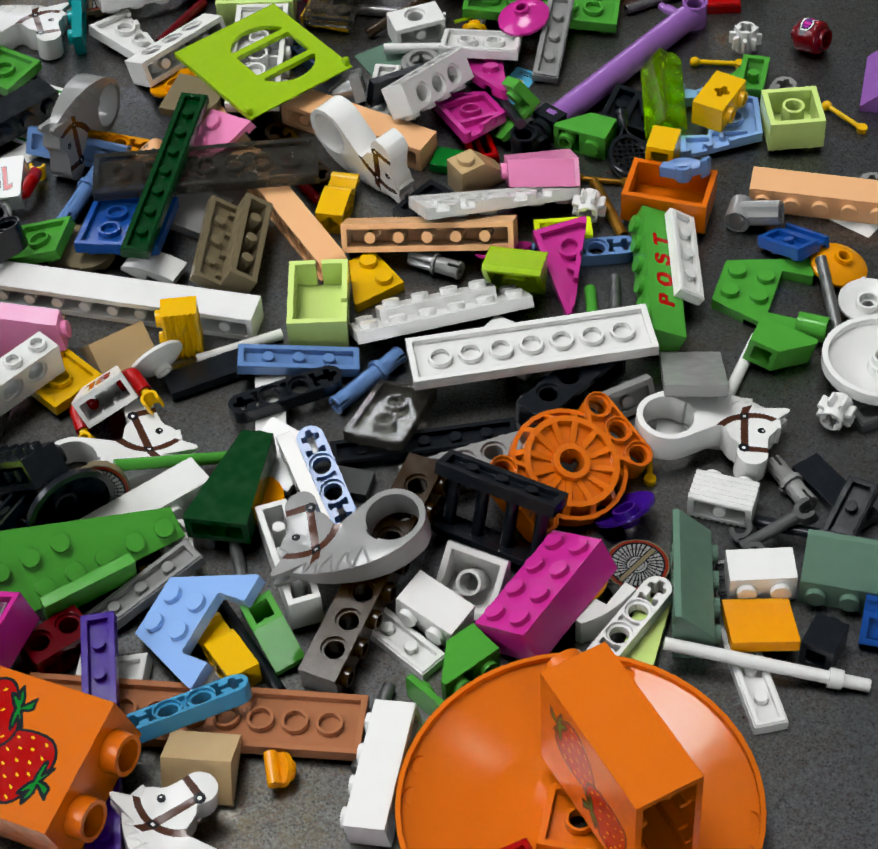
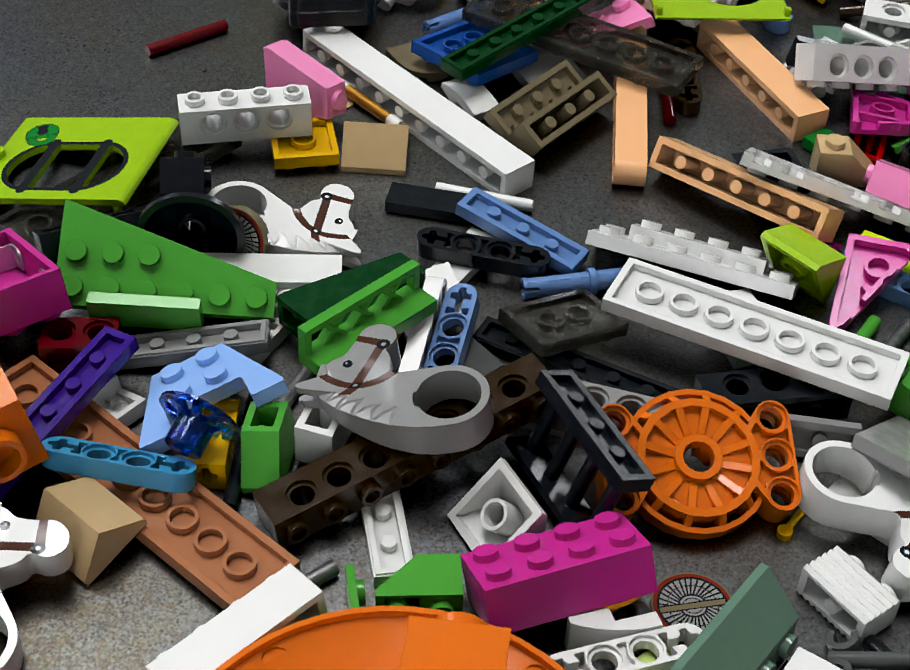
camera: 30 degrees right, 5 degrees down
(45, 240) = (393, 31): bright green plate -> none
(91, 319) = (371, 106): none -> pearl gold bar
(108, 395) = (320, 168): torso -> none
(159, 359) = (393, 163): white dish -> none
(167, 461) = (309, 243): bright green bar -> none
(181, 322) = (439, 148): yellow brick -> none
(223, 651) = (191, 428): none -> clear blue wheel
(275, 484) = (392, 308): none -> bright green fence
(279, 768) = (151, 576): light orange plate -> none
(318, 312) = (576, 196): yellowish green piece -> none
(337, 200) = (685, 122): yellow piece -> none
(351, 87) = (780, 38): light grey tile -> none
(358, 150) = (741, 91): white animal -> none
(372, 281) = (658, 201): yellow wing -> none
(433, 609) = (436, 515): white brick -> none
(436, 264) = (733, 221): light grey axle -> none
(627, 510) = (728, 547): dark purple dish -> none

